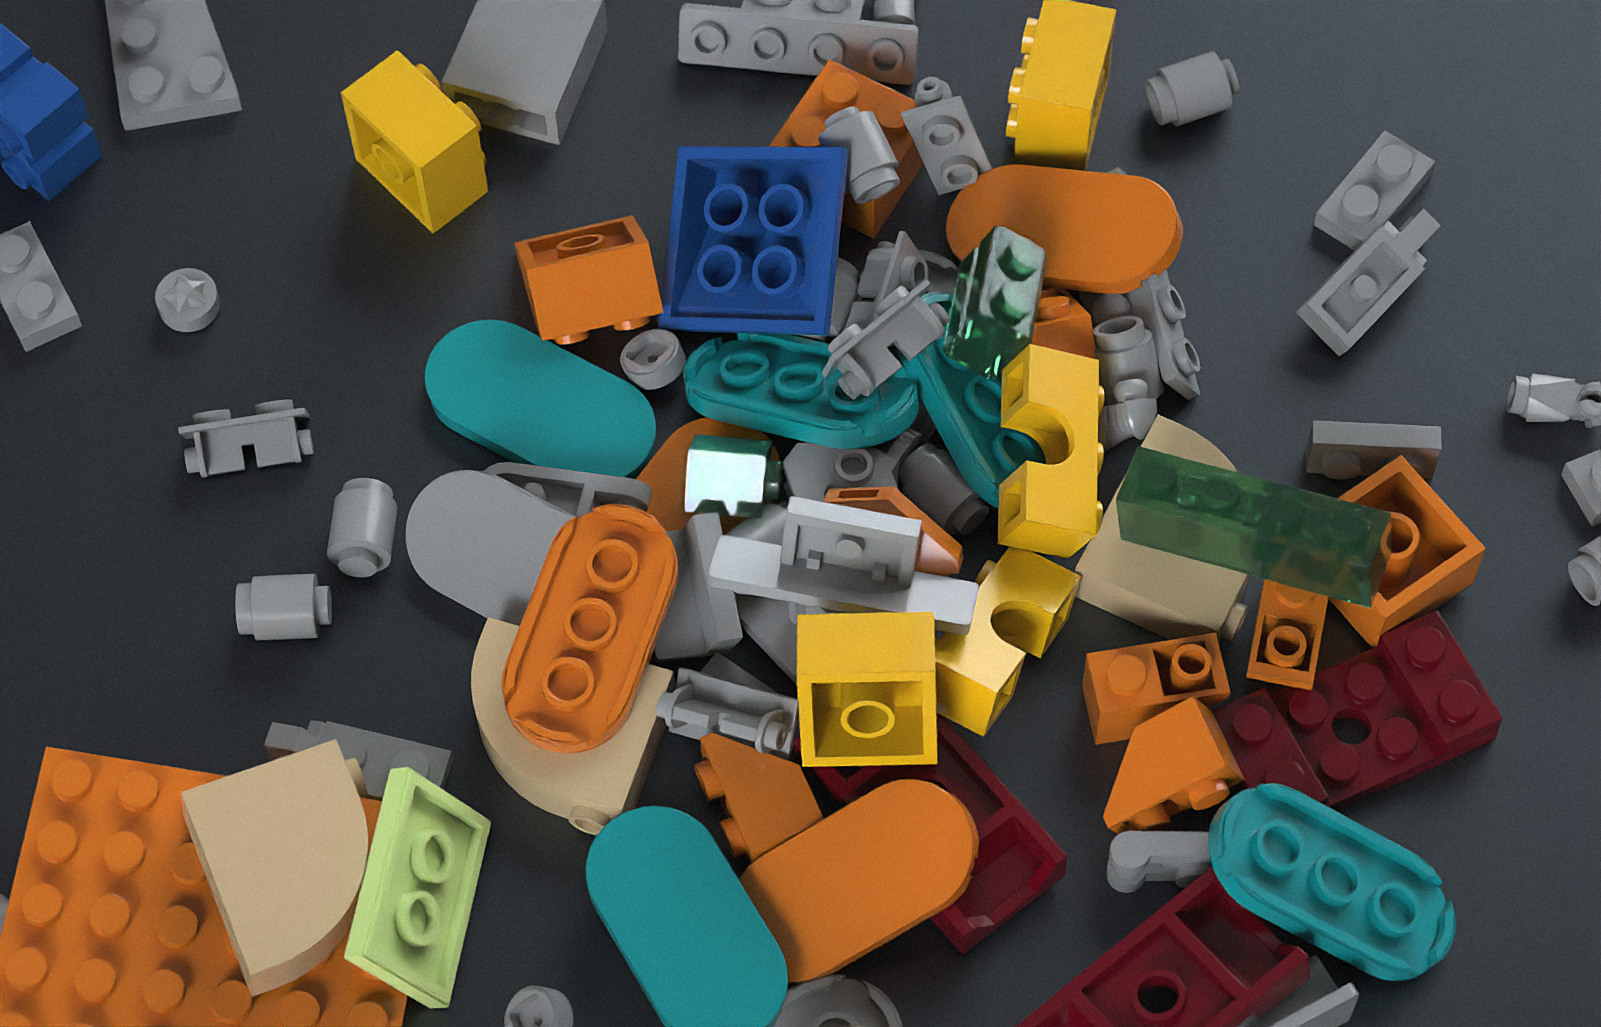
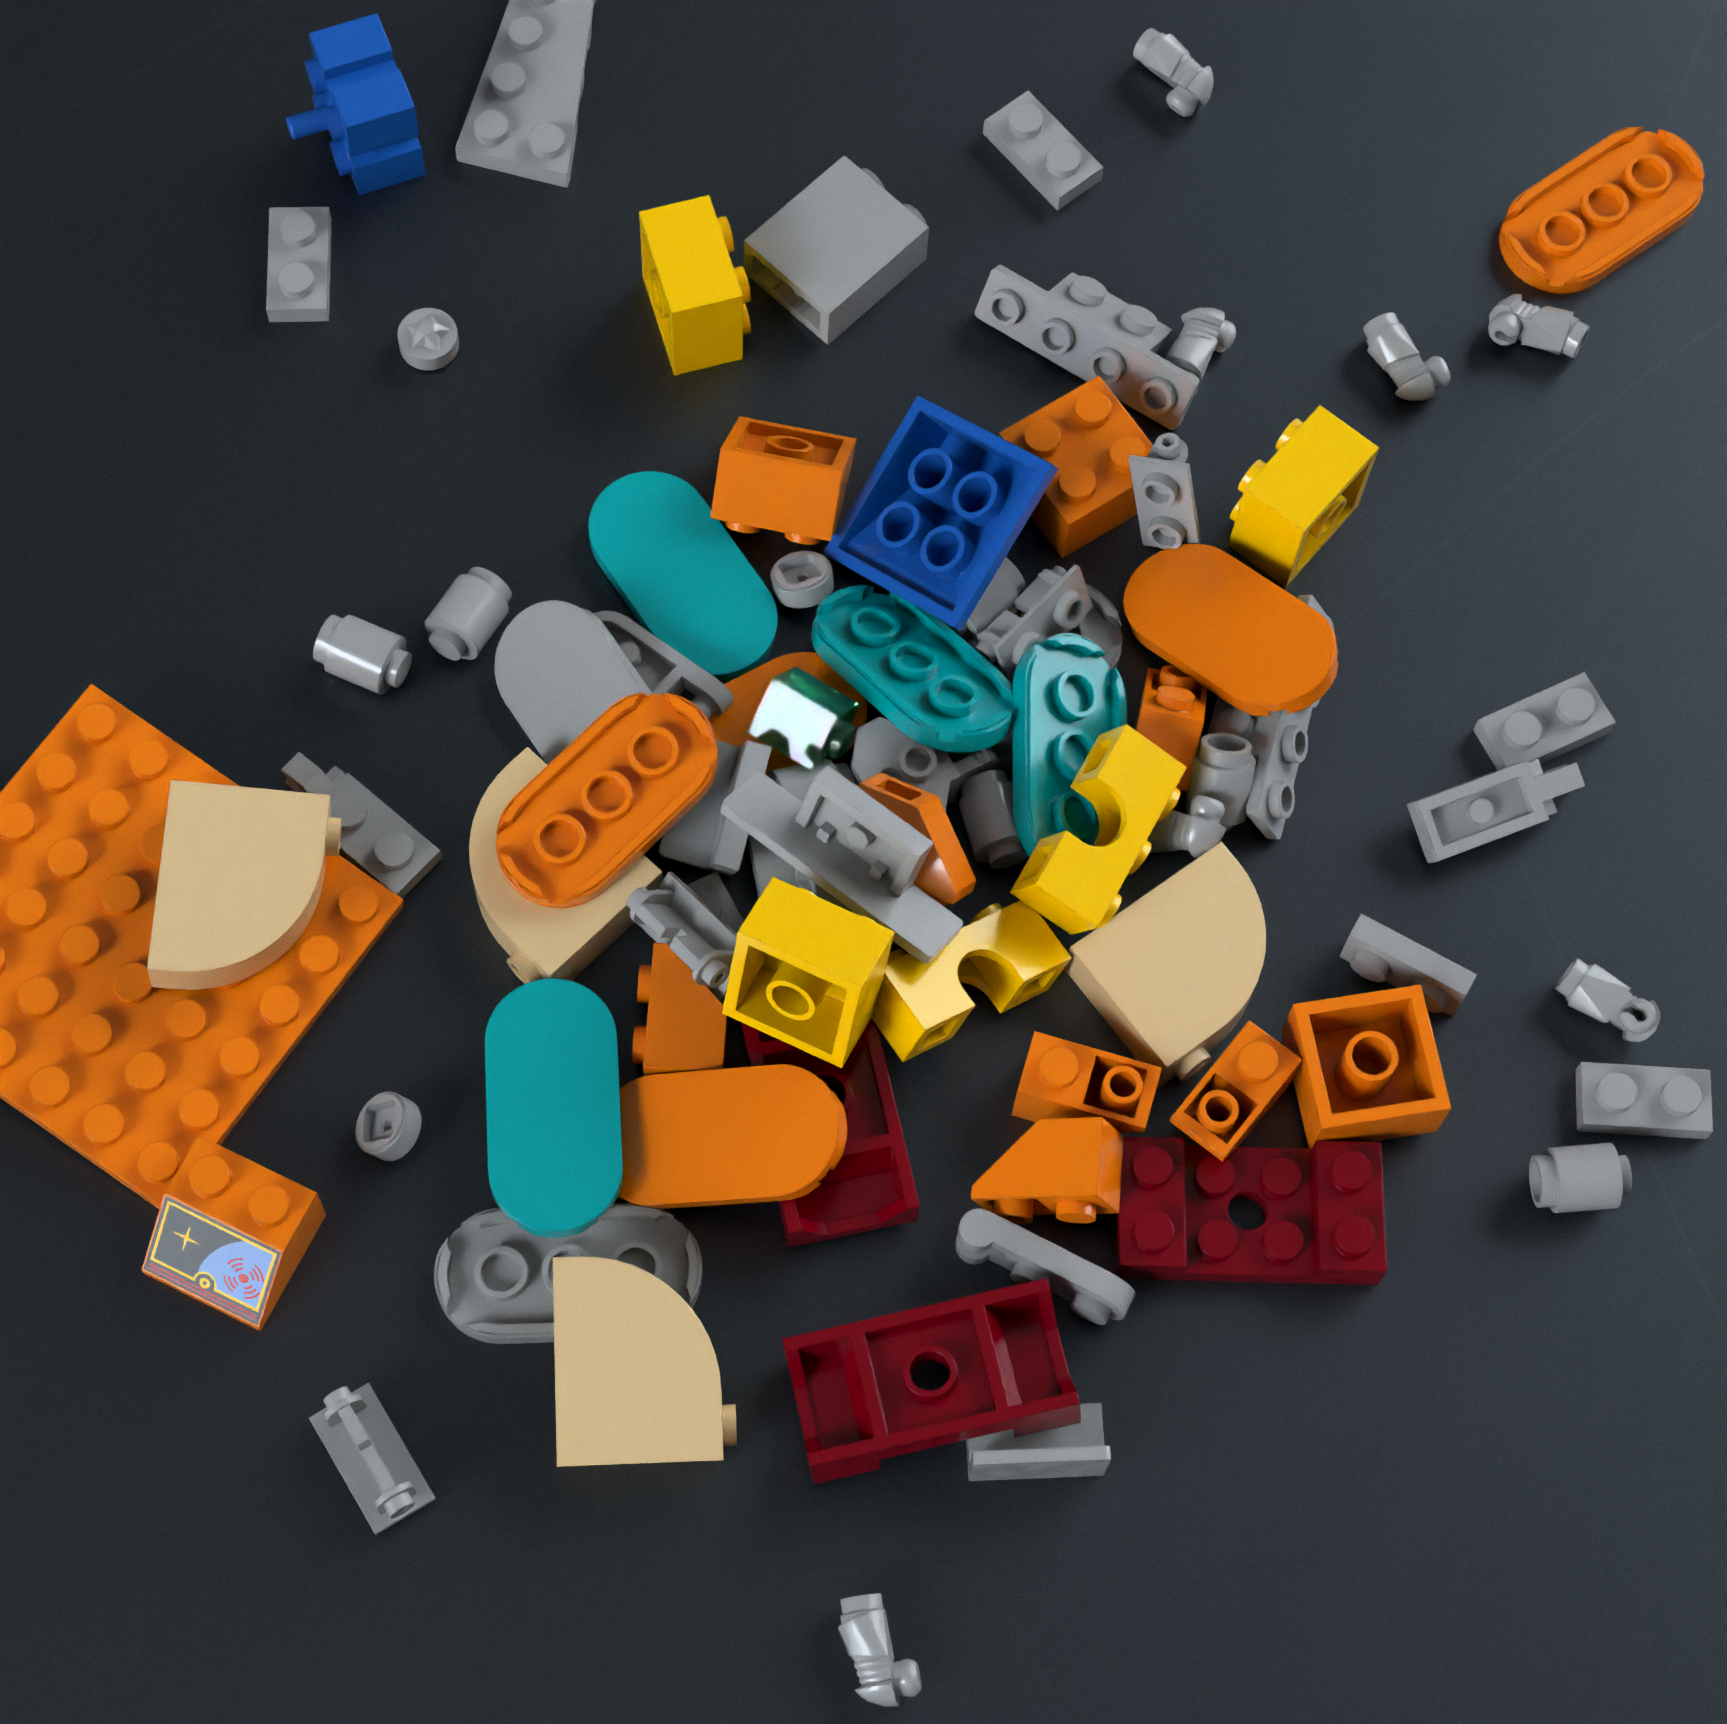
camera: 20 degrees right, 5 degrees up
(221, 439) = (436, 492): light grey hinge -> none
(418, 888) = (340, 960): yellowish green tile -> none
(864, 353) = (978, 662): light grey hinge -> none
(870, 158) = (1079, 481): light grey brick -> none
(995, 302) = (1125, 669): clear green brick -> none
(1192, 89) = (1424, 552): light grey brick -> none
(1254, 526) = (1243, 988): clear green brick -> none
(1331, 882) = (1146, 1345): teal tile -> none

